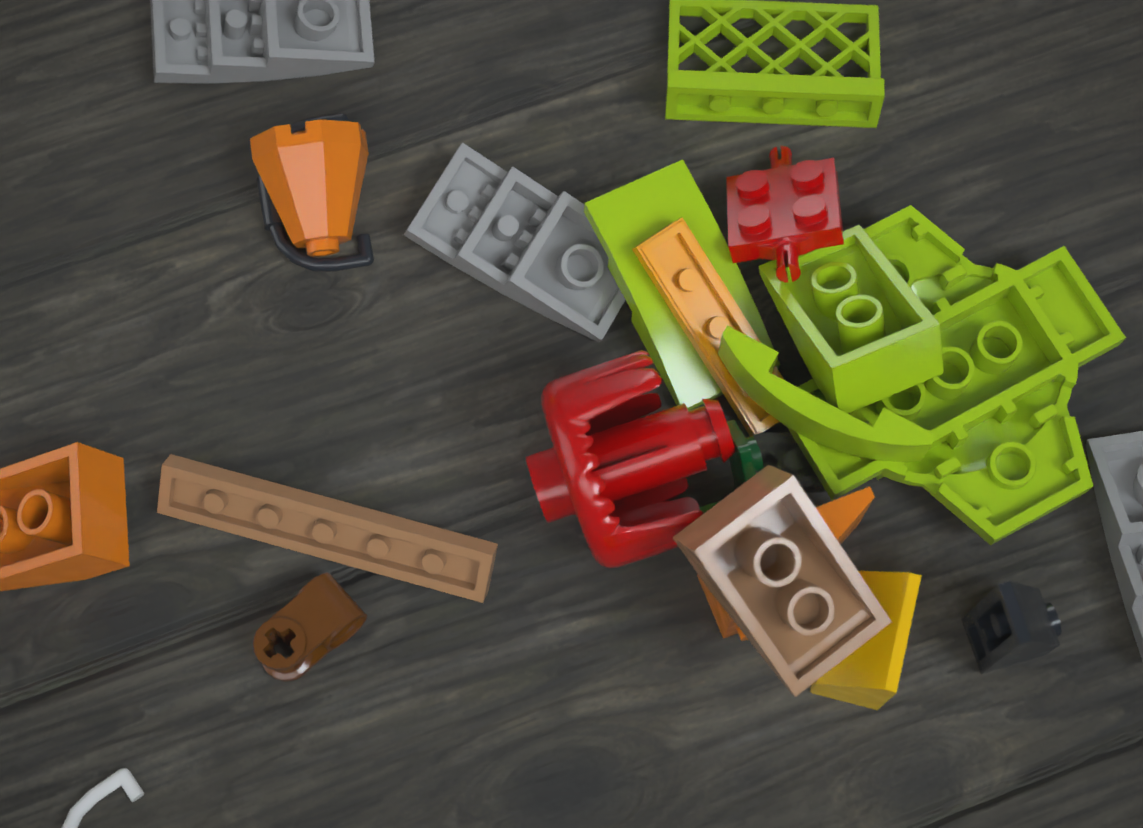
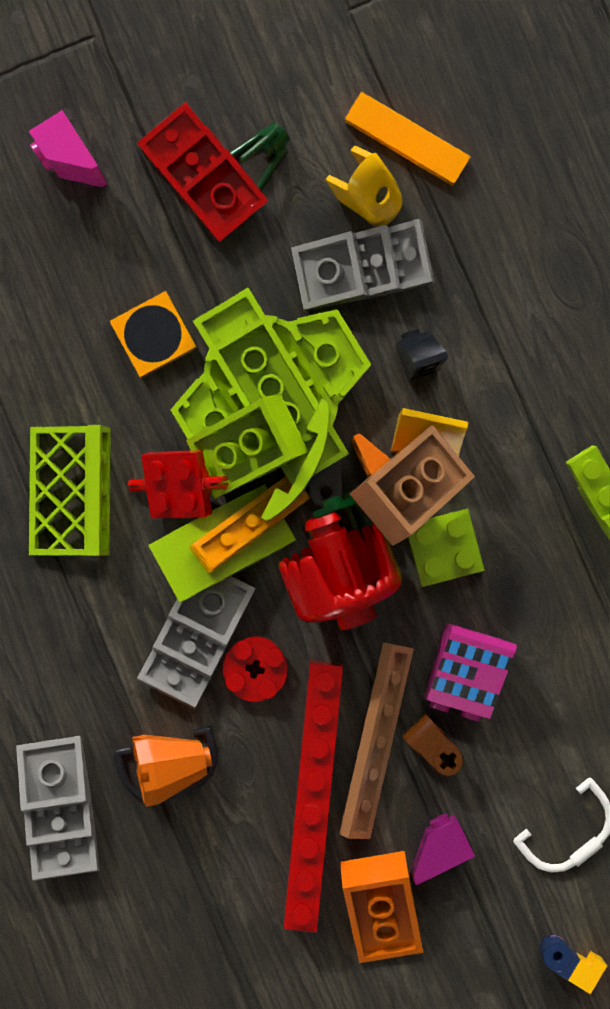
camera: 90 degrees left, 15 degrees up
(126, 632) = (440, 849): none -> magenta slope
(243, 415) = (313, 796): none -> red brick
(437, 690) = (468, 672): none -> dark pink slope
(448, 309) = (240, 680): none -> red plate
(661, 667) = (445, 548): none -> lime plate
(1035, 196) = (153, 334): none -> black tile

